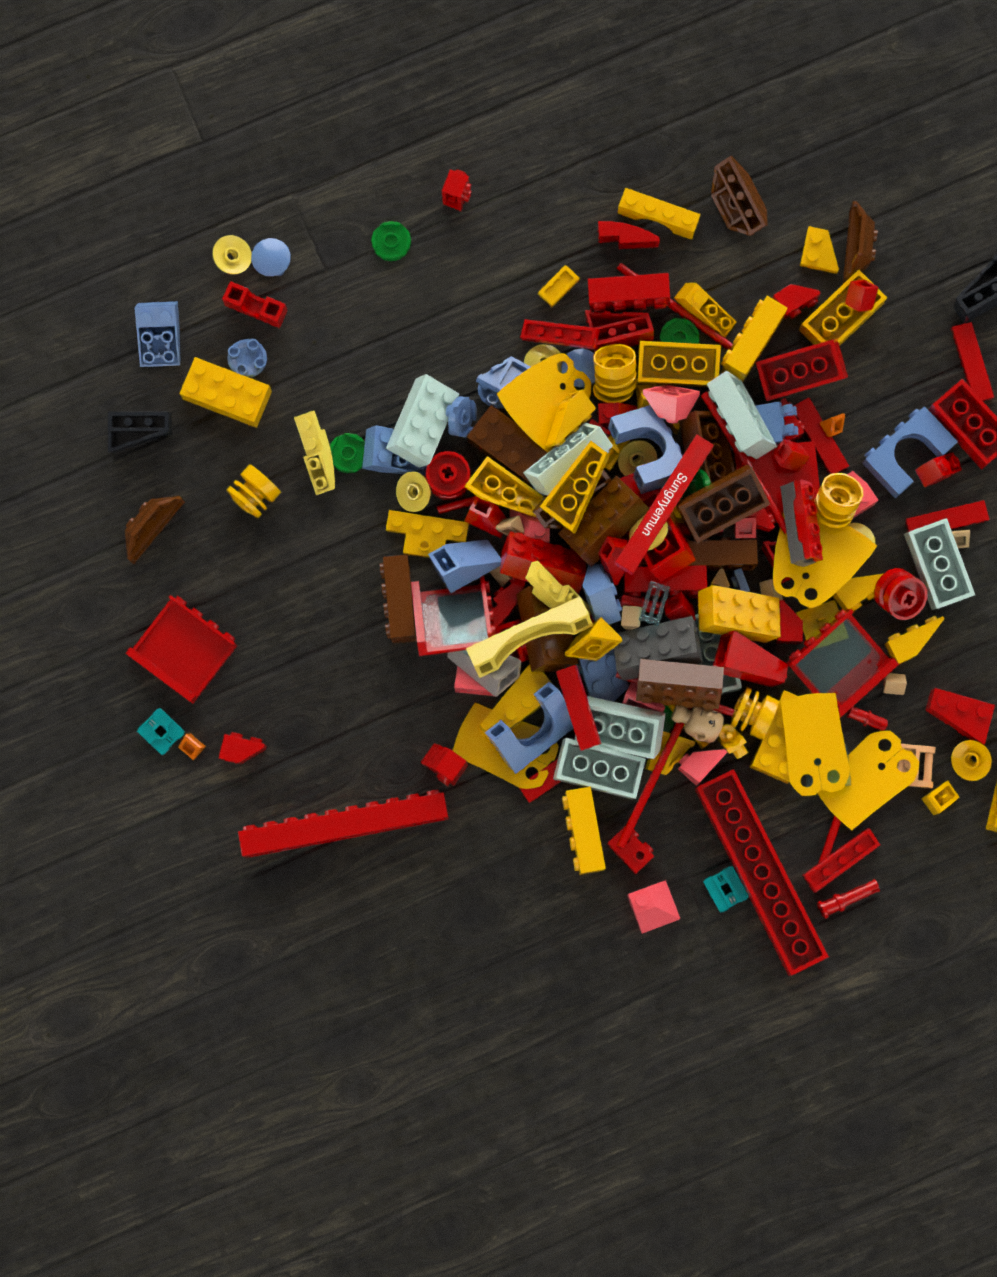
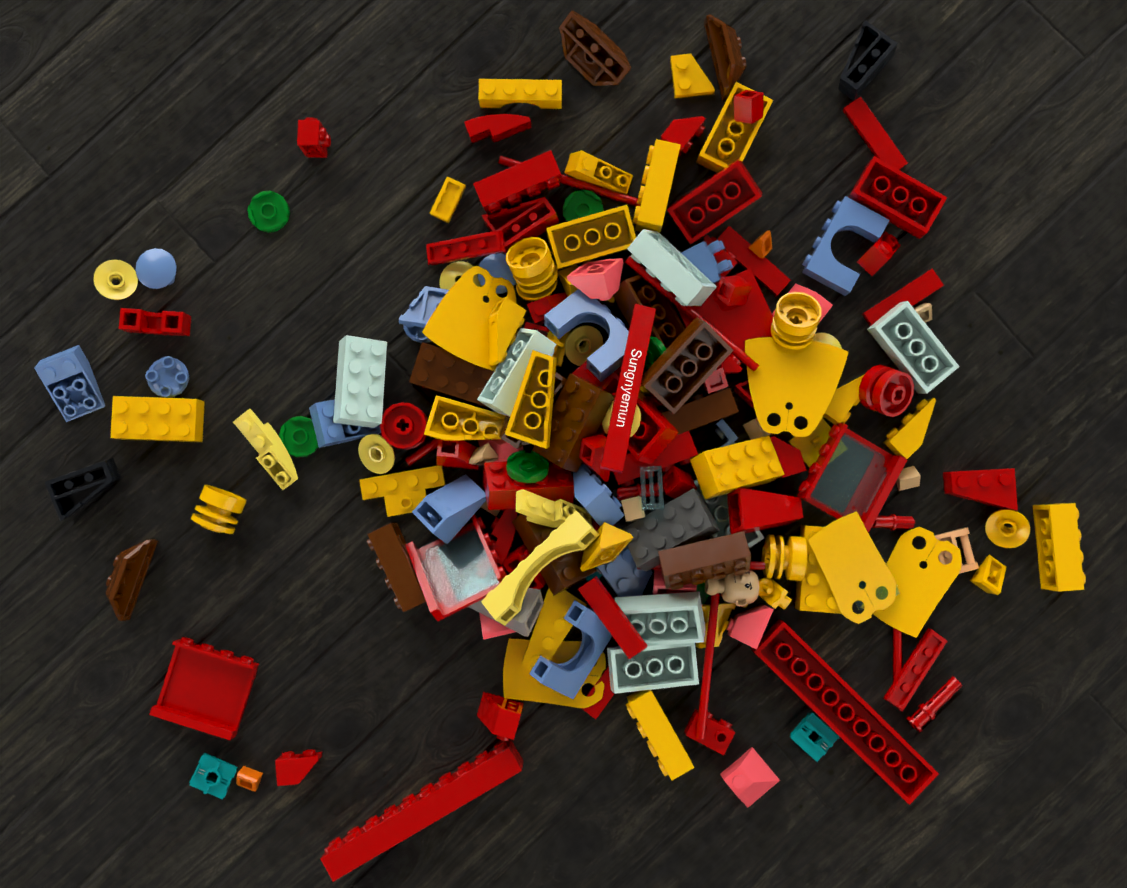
camera: 15 degrees left, 5 degrees up
(460, 416) = (396, 363): medium blue plate -> none
(548, 547) = (531, 471): none -> green tile
(720, 579) = (705, 437): tan slope -> none
(801, 523) = (768, 355): red piece -> none

